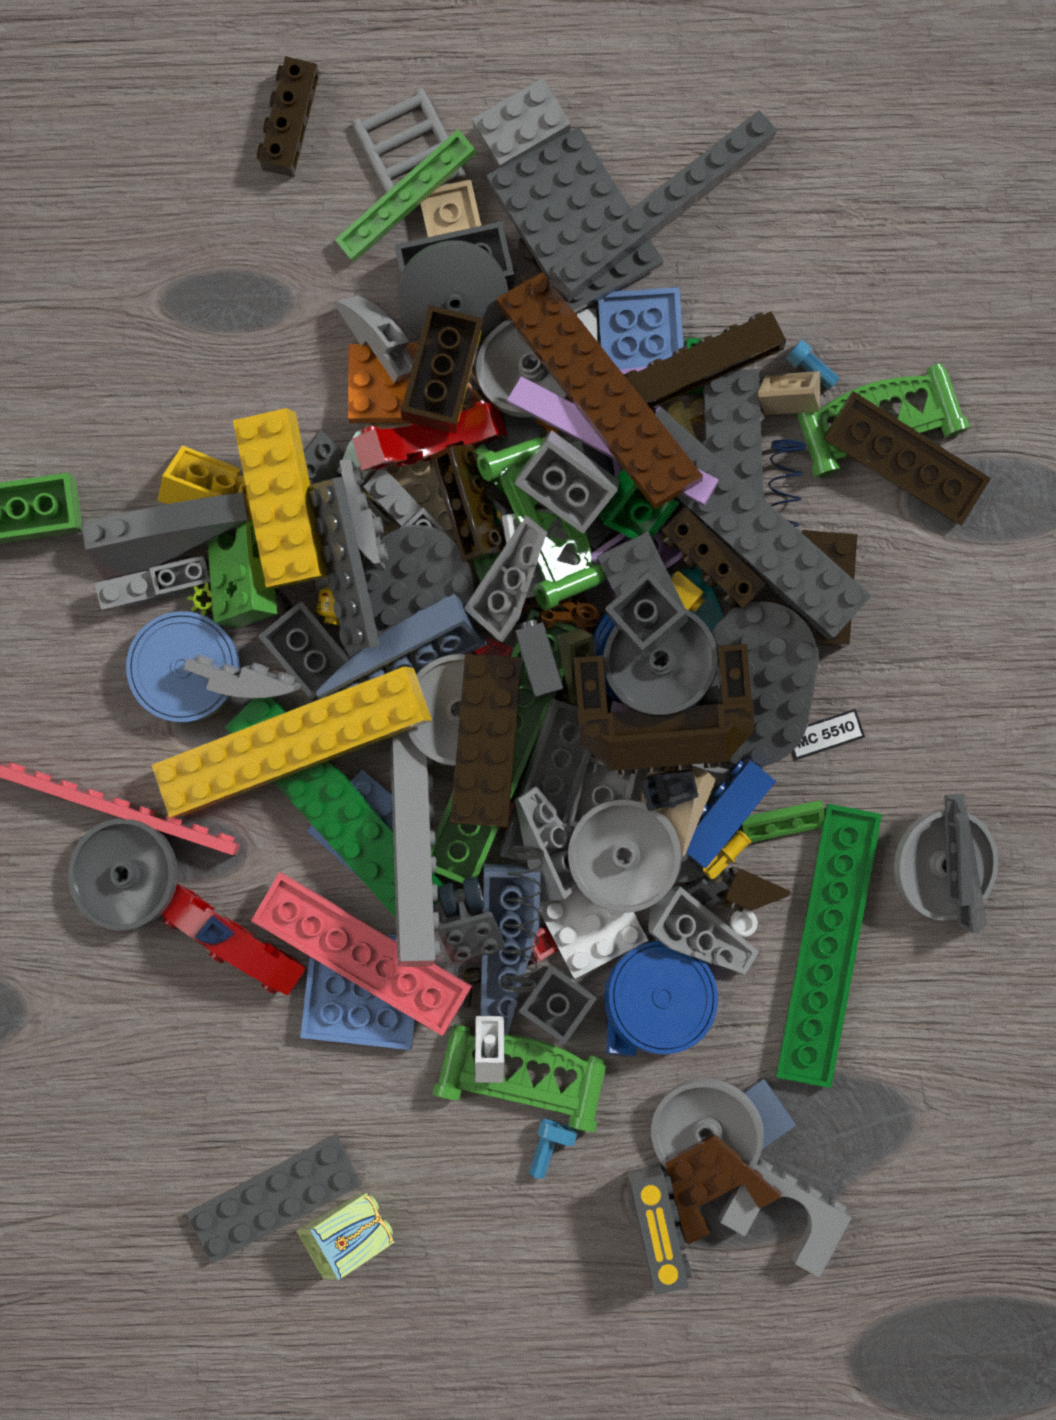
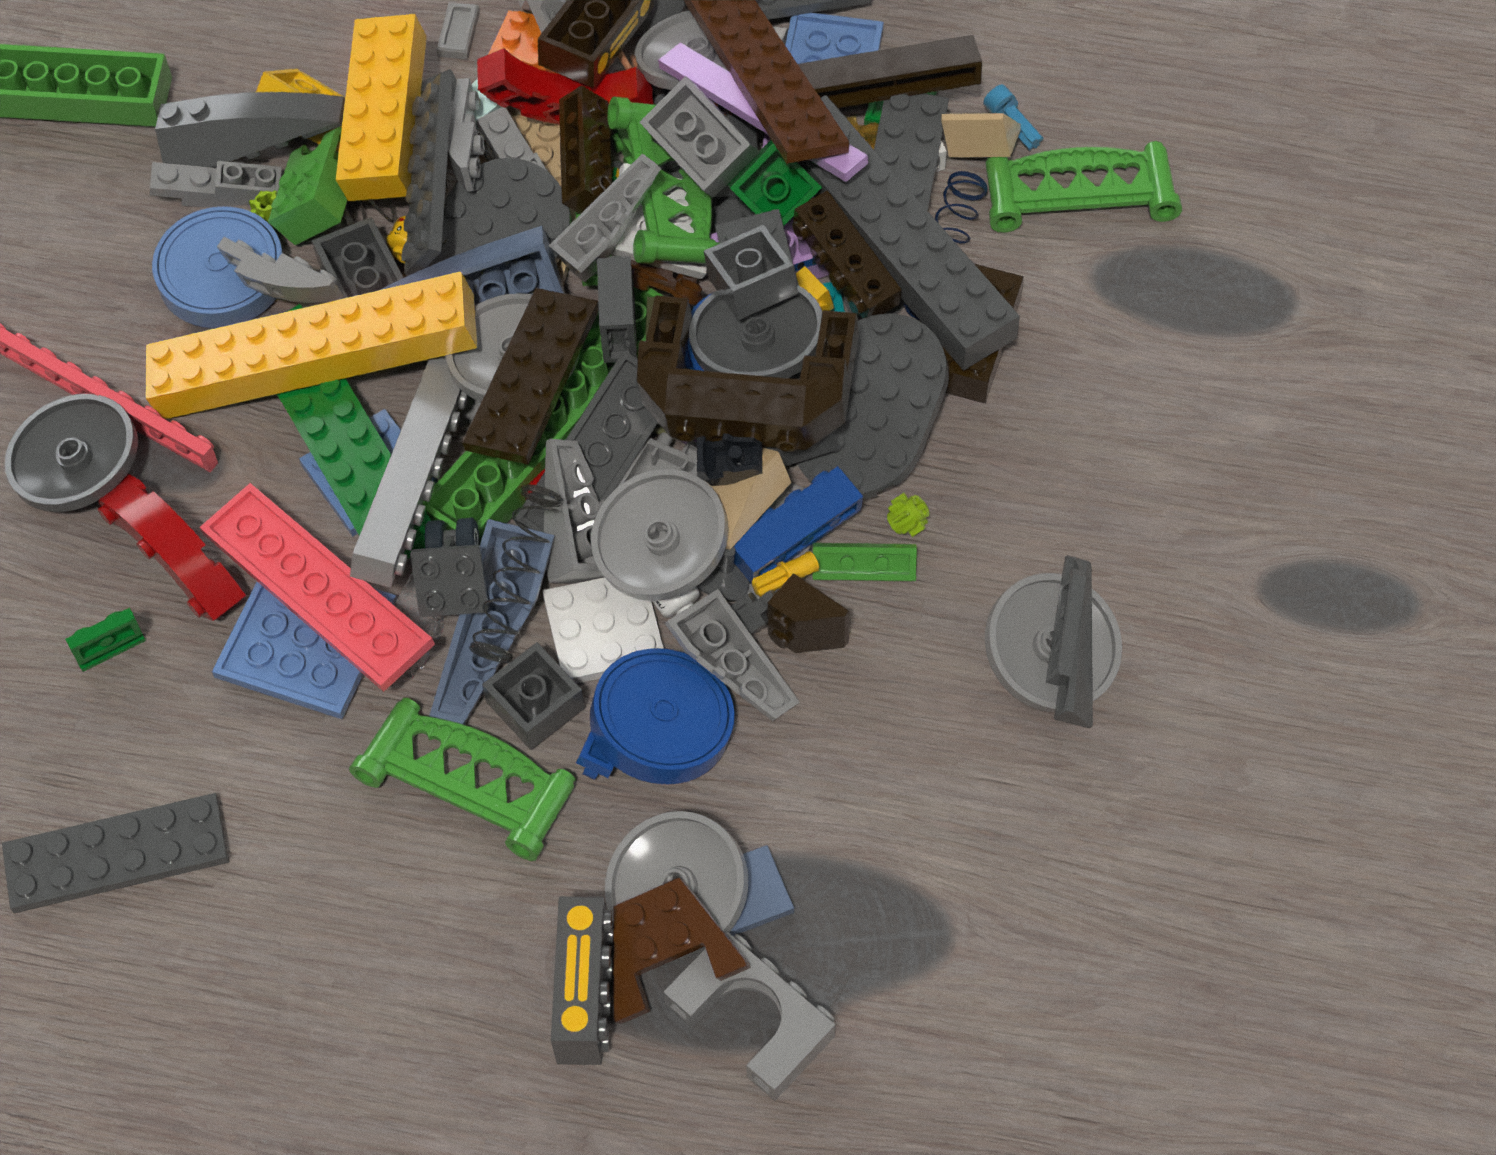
camera: 20 degrees right, 25 degrees down
(214, 931) = (151, 511): dark blue tile -> none
(215, 1023) = (105, 639): none -> green plate
(309, 372) = (458, 30): none -> light grey tile
(346, 1236) = (185, 908): yellowish green slope -> none
(471, 976) = (438, 655): dark brown hand -> none
(489, 1049) = (432, 726): white slope -> none
(545, 946) = (532, 632): red slope -> none
(550, 1134) = (480, 848): dark azure piece -> none
(743, 923) = (790, 665): white tile -> none
(808, 773) = (908, 514): none -> lime gear
(828, 945) = (885, 714): green plate -> none
(829, 734) = (946, 486): sticker -> none
(906, 458) = (1100, 220): dark brown plate -> none

